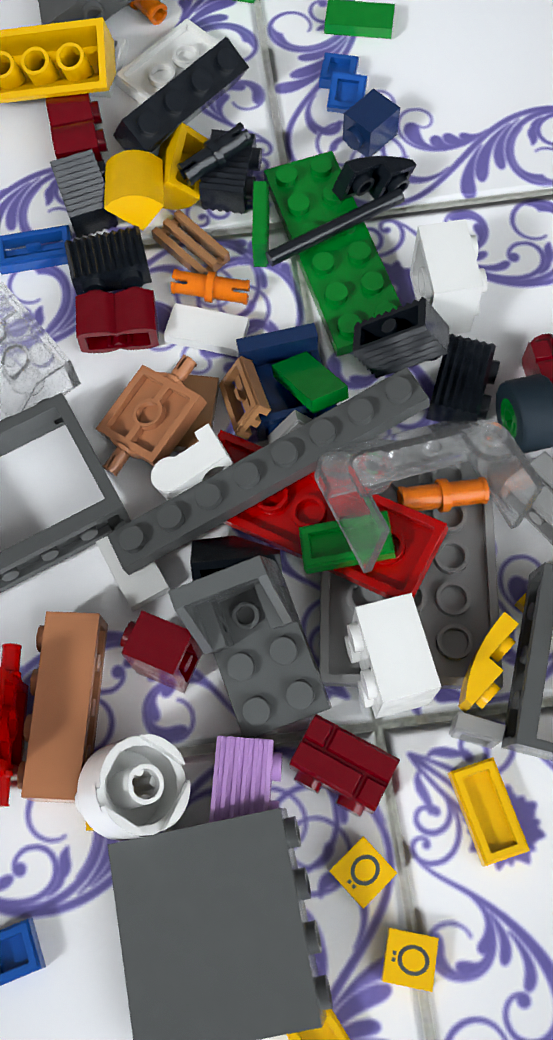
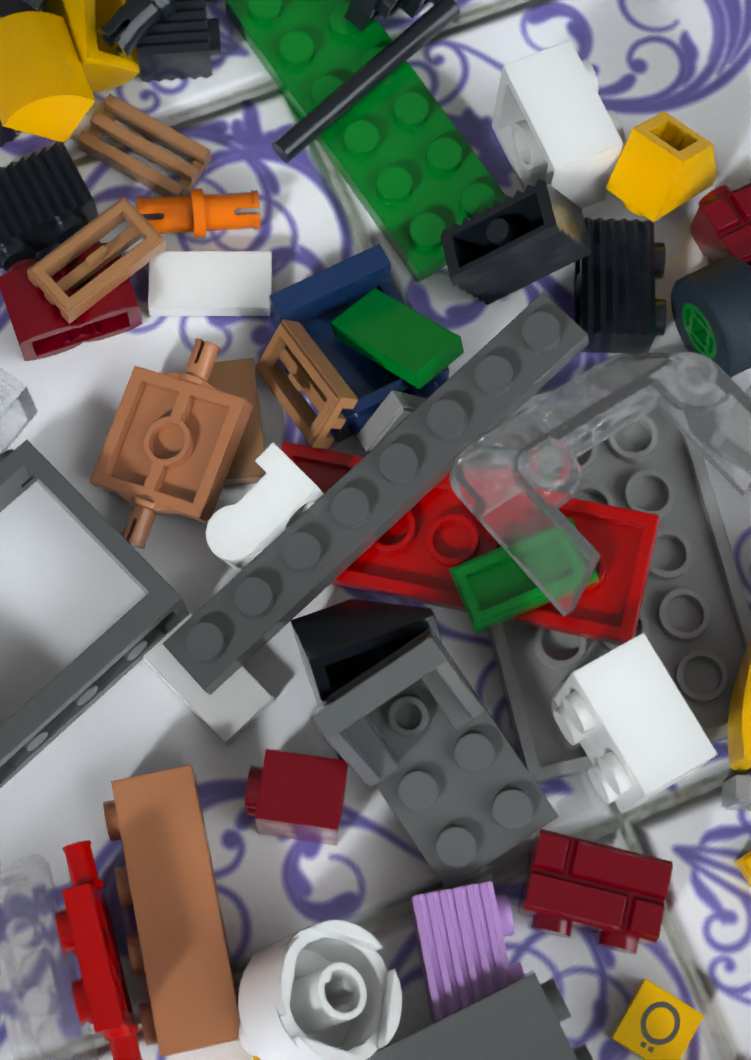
camera: 25 degrees left, 5 degrees up
(139, 300) = (109, 279): none -> medium nougat tile
(260, 224) = (247, 93): green tile -> none
(444, 494) = (639, 467): orange pin -> none
(509, 311) = (662, 167): none -> yellow slope

